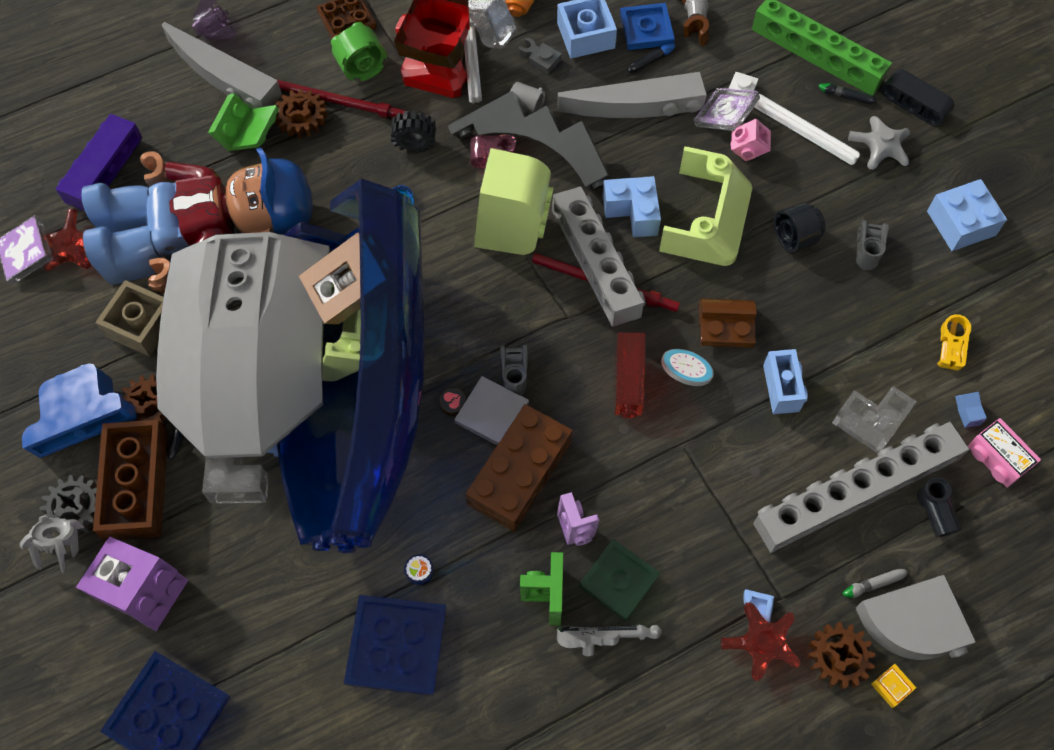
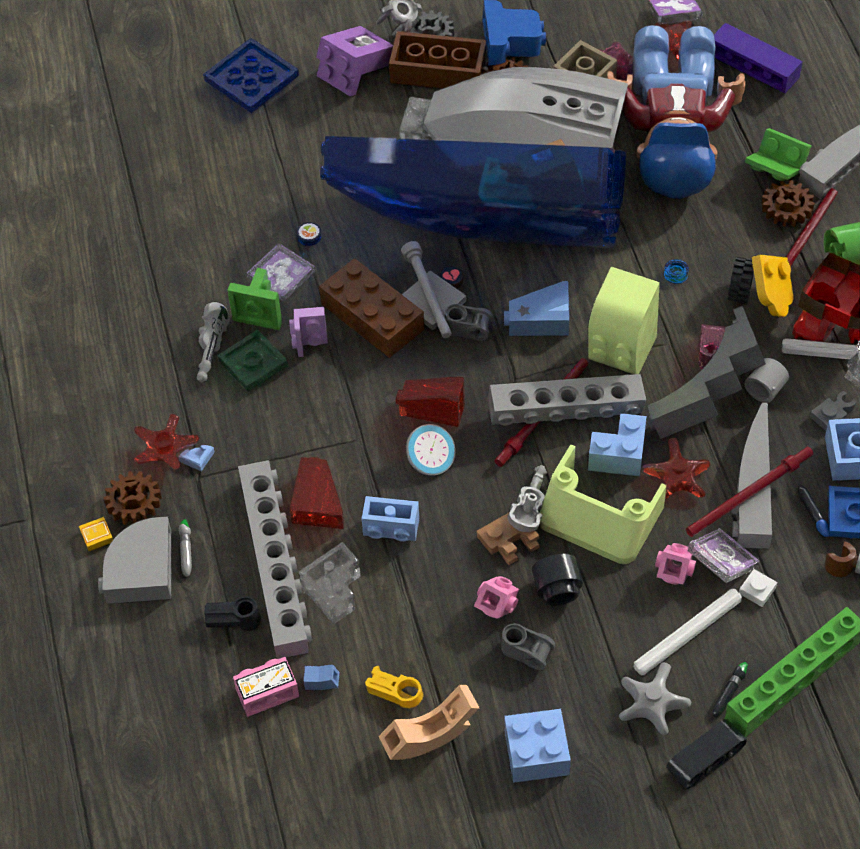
camera: 105 degrees right, 10 degrees down
(105, 290) = (624, 60): none -> clear pink piece
(395, 645) = (252, 209): clear blue plate -> none
(409, 103) = (773, 283): none -> yellow plate
(439, 438) = (413, 253): none -> light grey piece
(481, 587) = (284, 270): none -> clear tile
(485, 301) = (540, 312): none -> medium blue slope
(626, 66) = (787, 465): none -> dark red bar
(645, 157) = (678, 472): none -> clear red animal
(727, 322) = (471, 494): reddish brown brick -> none
(742, 263) = (525, 514): none -> light grey piece
(750, 286) = (500, 537): none -> medium nougat plate
(774, 464) = (315, 496): none -> clear red slope
(837, 272) = (497, 597): none -> bright pink brick
(985, 301) = (425, 733): none -> light nougat arch

